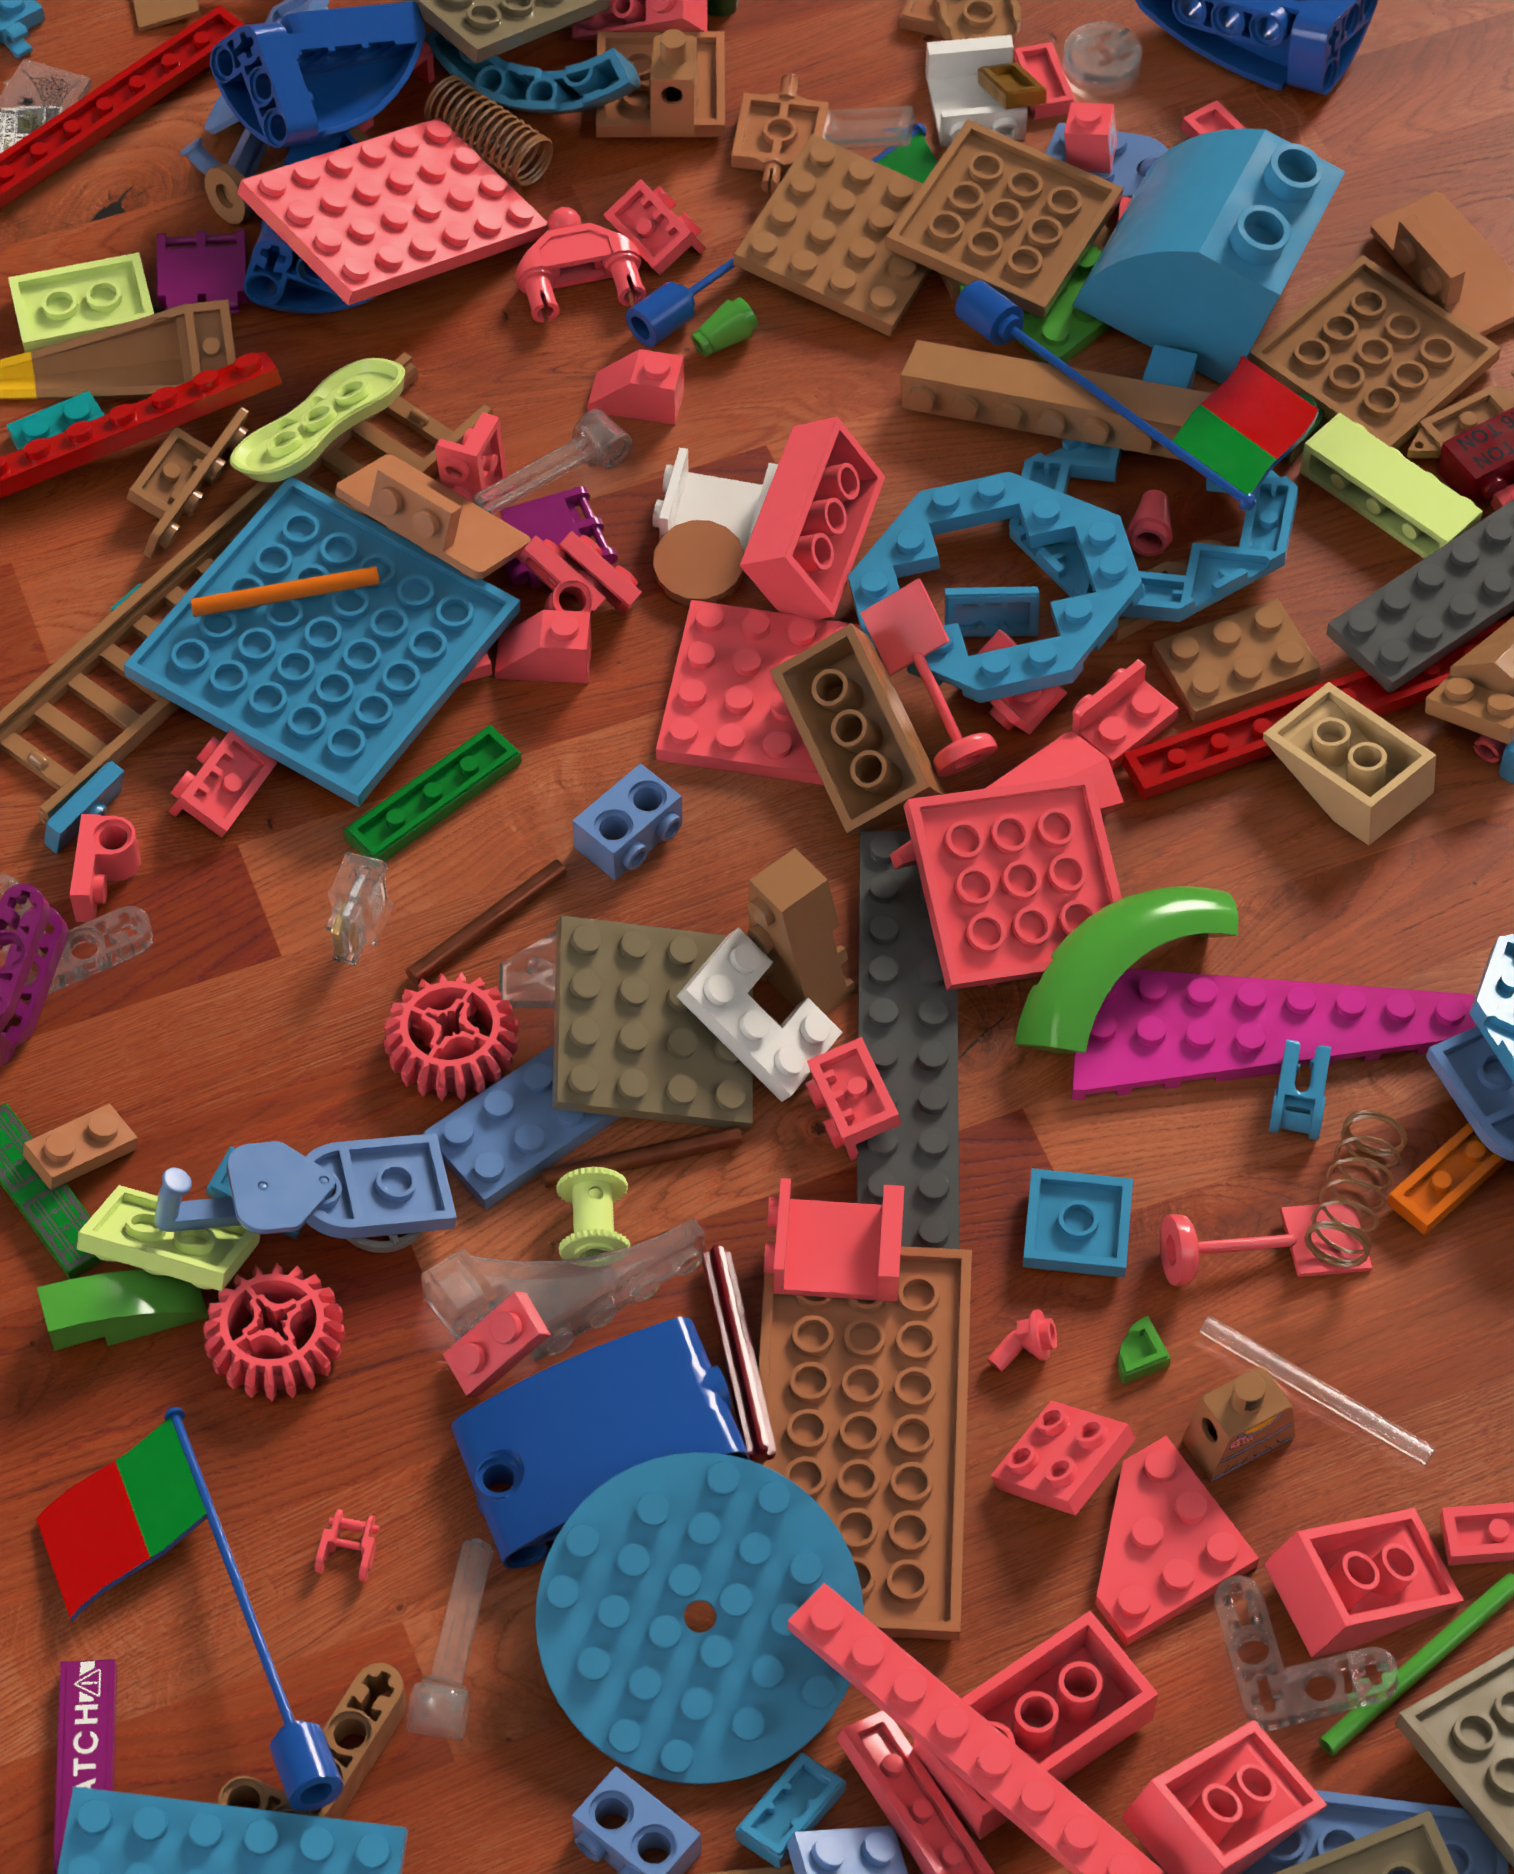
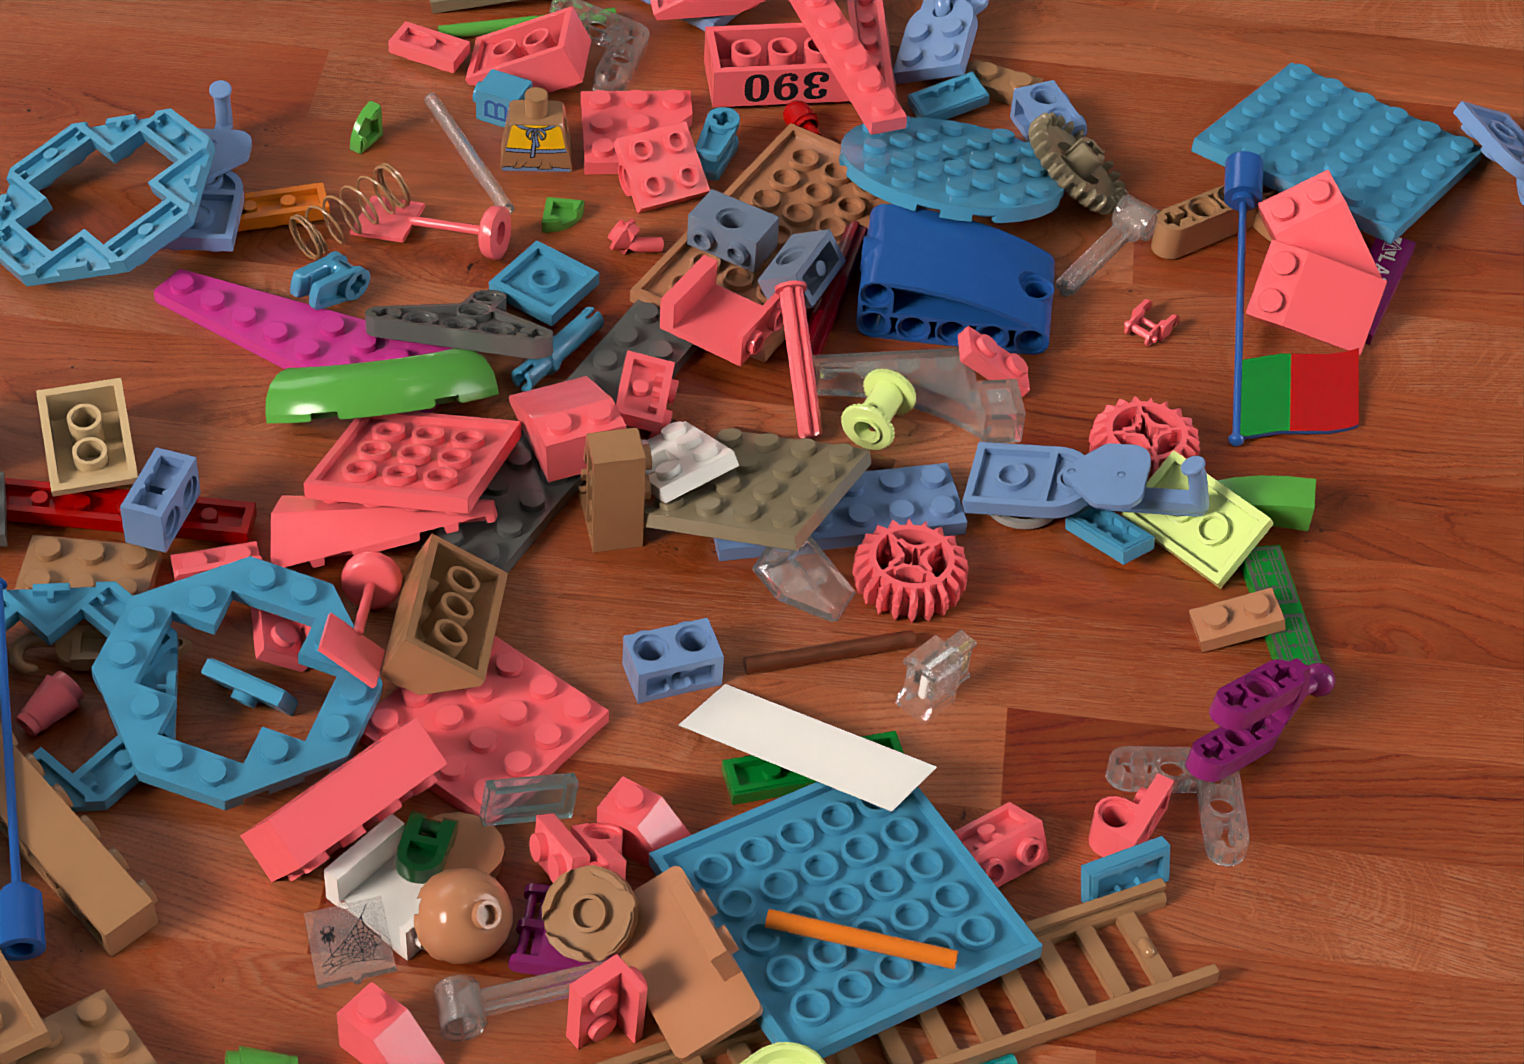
camera: 155 degrees left, 10 degrees down
(160, 1640) = (1315, 297): none -> coral slope
(179, 1736) = (1319, 221): none -> coral slope
(442, 778) = (808, 747): none -> white sticker
(522, 1733) = (1076, 163): none -> dark tan gear
(532, 514) = (590, 914): none -> medium nougat tile
(638, 479) = (463, 916): none -> nougat cylinder
(663, 617) = (525, 797): none -> clear light blue tile
(713, 508) = (424, 847): none -> dark green plate
(732, 457) = (350, 942): none -> clear piece
(757, 1250) = (800, 358): none -> coral axle
(780, 1330) = (806, 258): none -> sand blue brick
(881, 1384) = (732, 230): none -> sand blue brick
(902, 1005) = (559, 419): none -> coral slope
(954, 1661) = (801, 115): none -> red cylinder
(999, 1121) = (563, 345): none -> dark azure pin
(1029, 1550) = (718, 141): none -> dark azure piece
(1078, 1087) = (473, 325): none -> dark grey beam
(1212, 702) = (160, 499): none -> medium blue brick
(1336, 1481) = (495, 94): none -> dark azure brick
(1454, 1352) = (367, 128): none -> bright green tile

